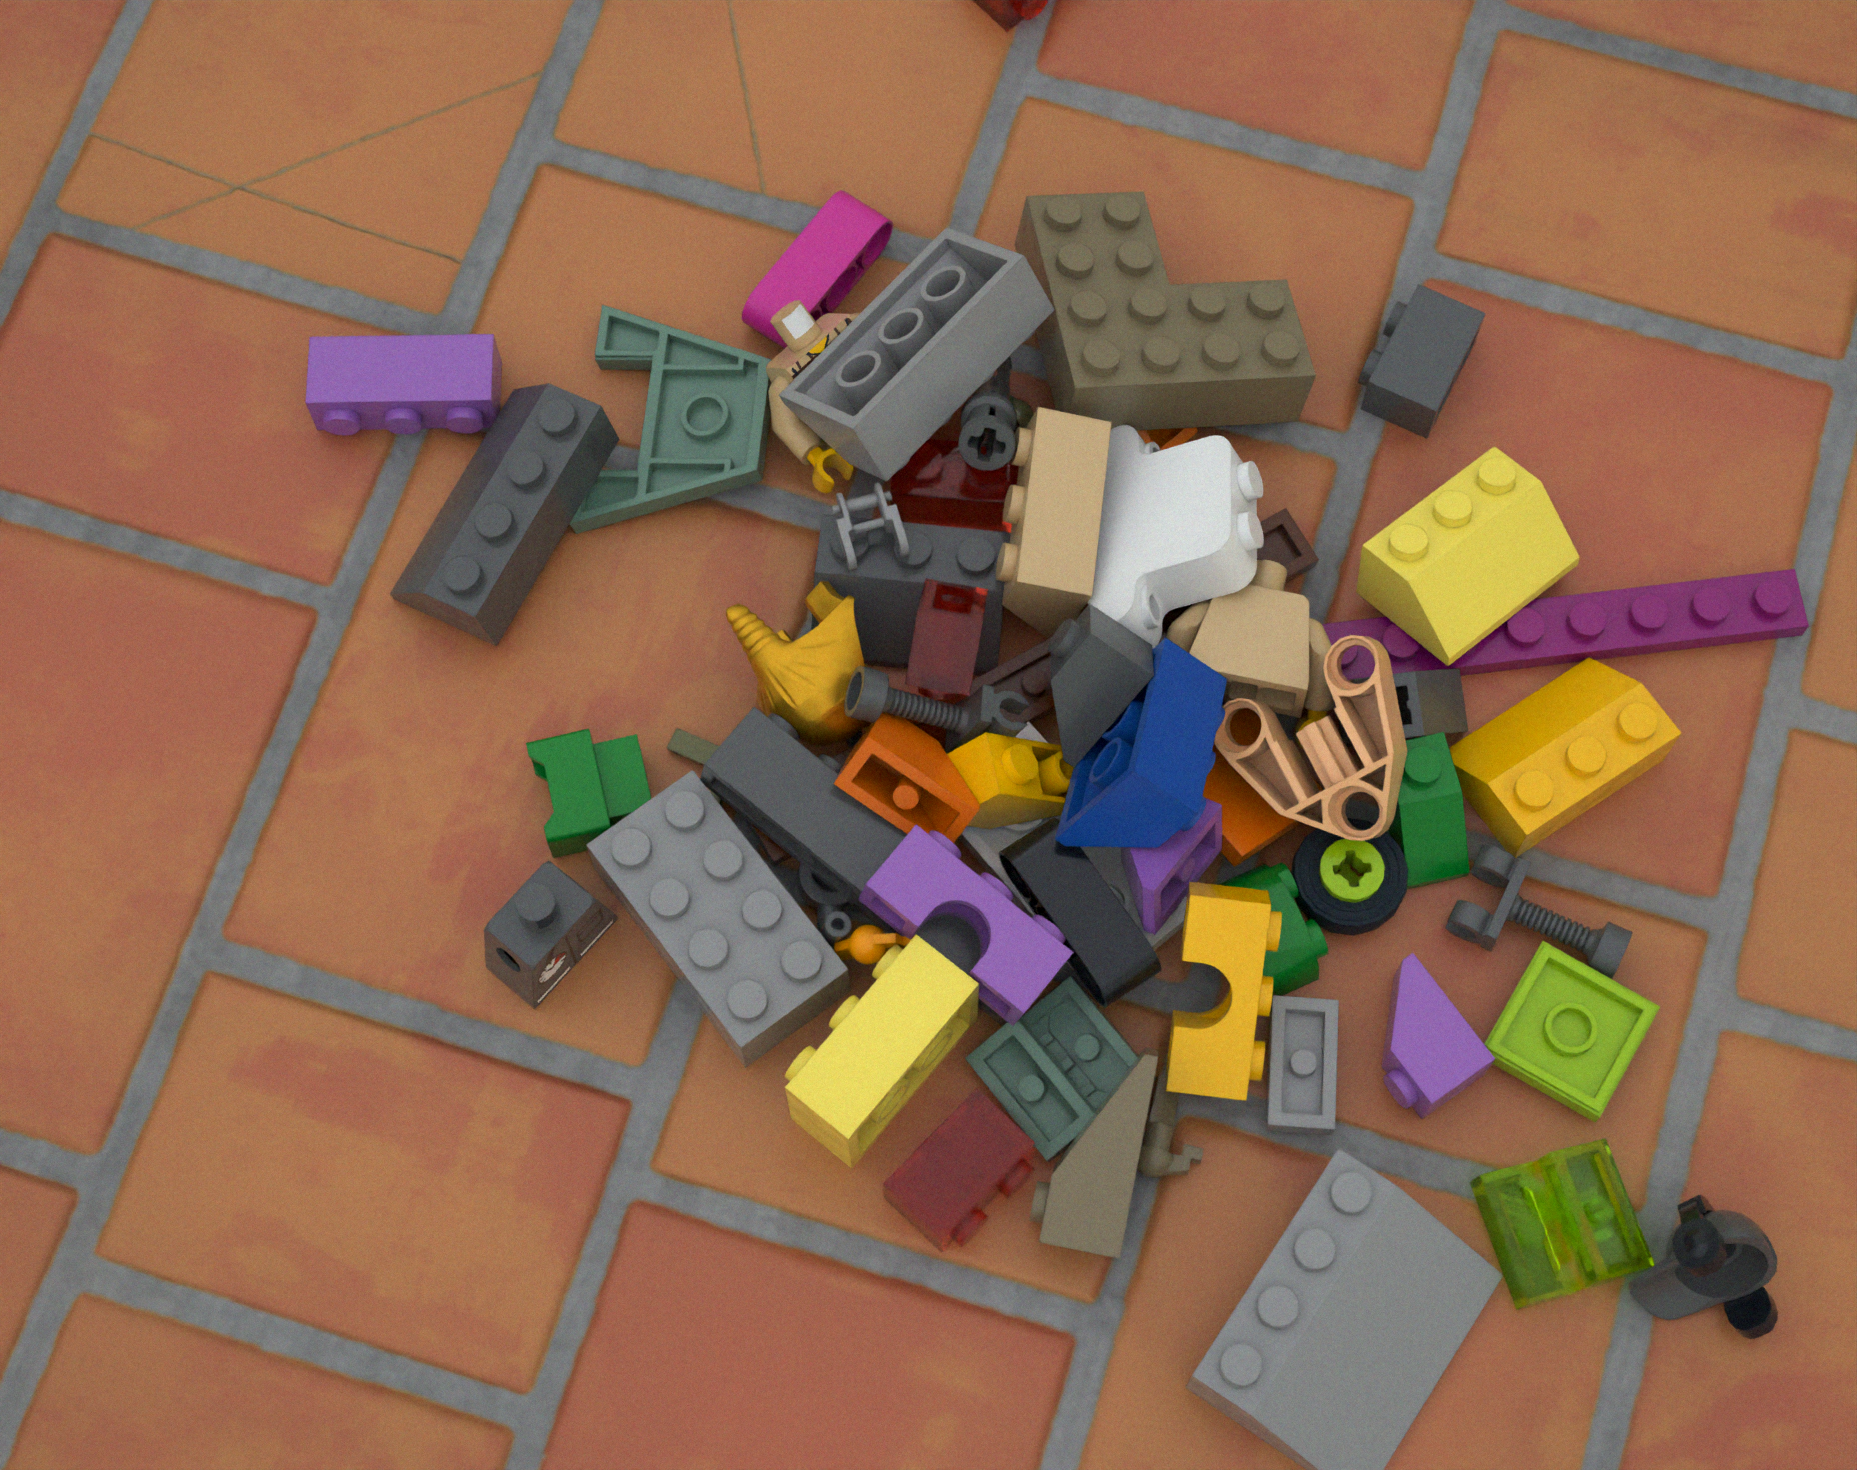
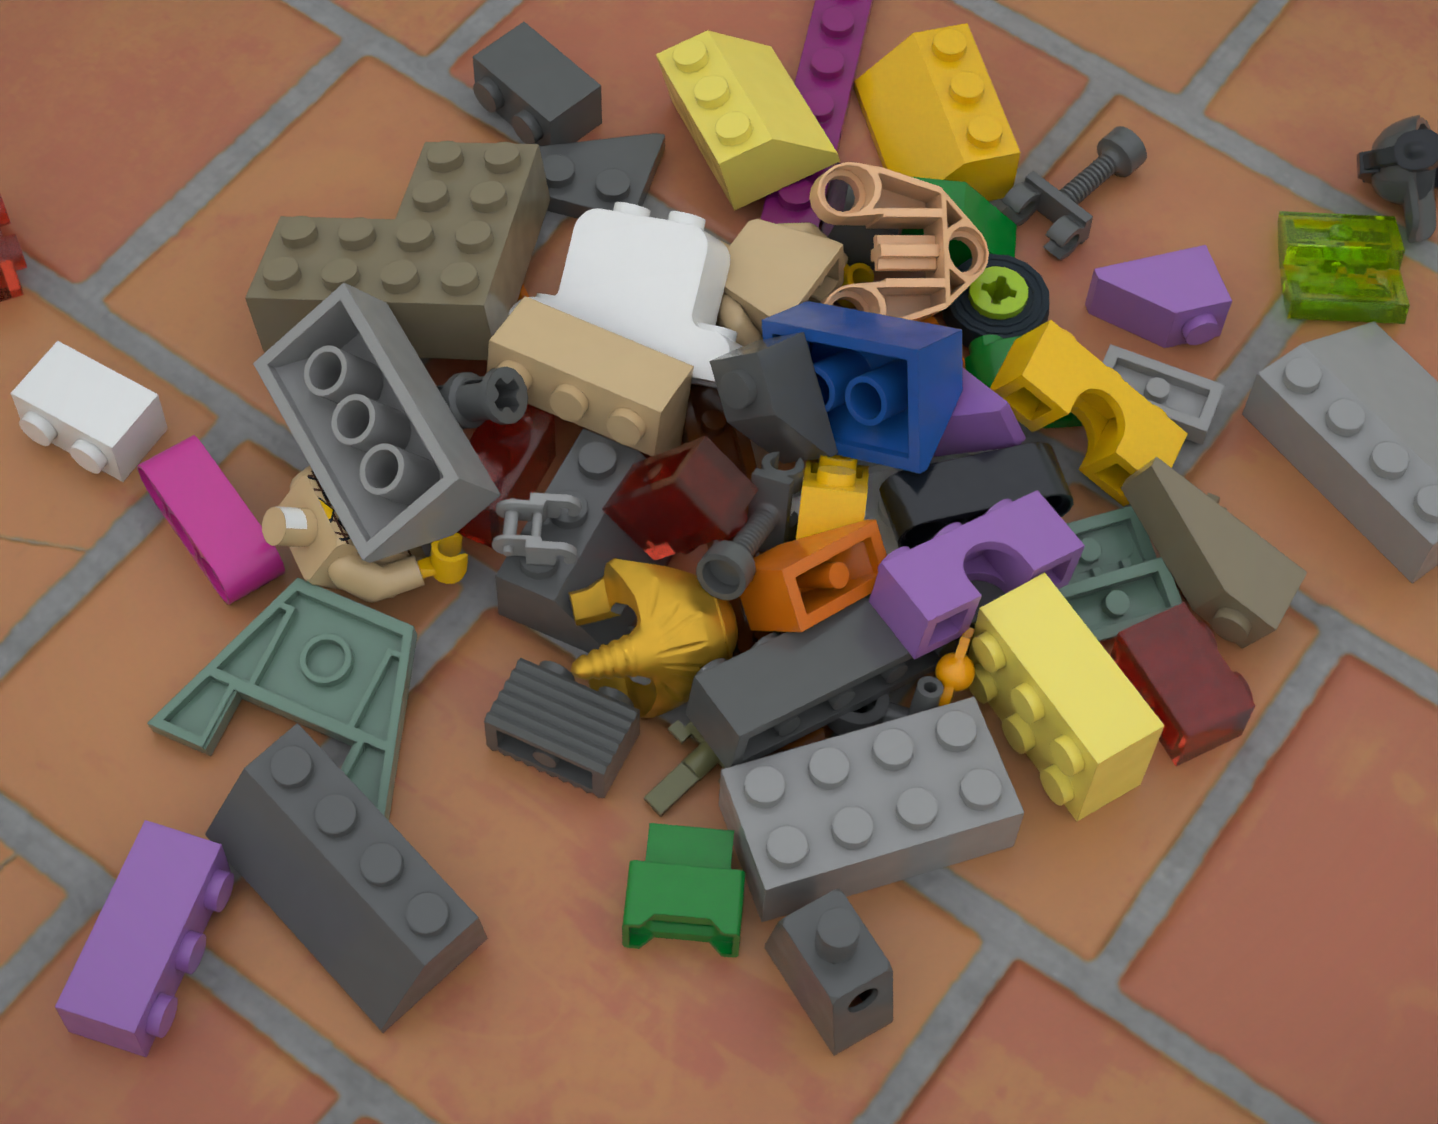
camera: 75 degrees left, 10 degrees down
(703, 649) = (563, 726): none -> dark grey brick
(886, 131) = (89, 412): none -> white brick
(1349, 457) = (601, 172): none -> dark grey wing
(1570, 1031) = (1181, 200): lime plate -> none

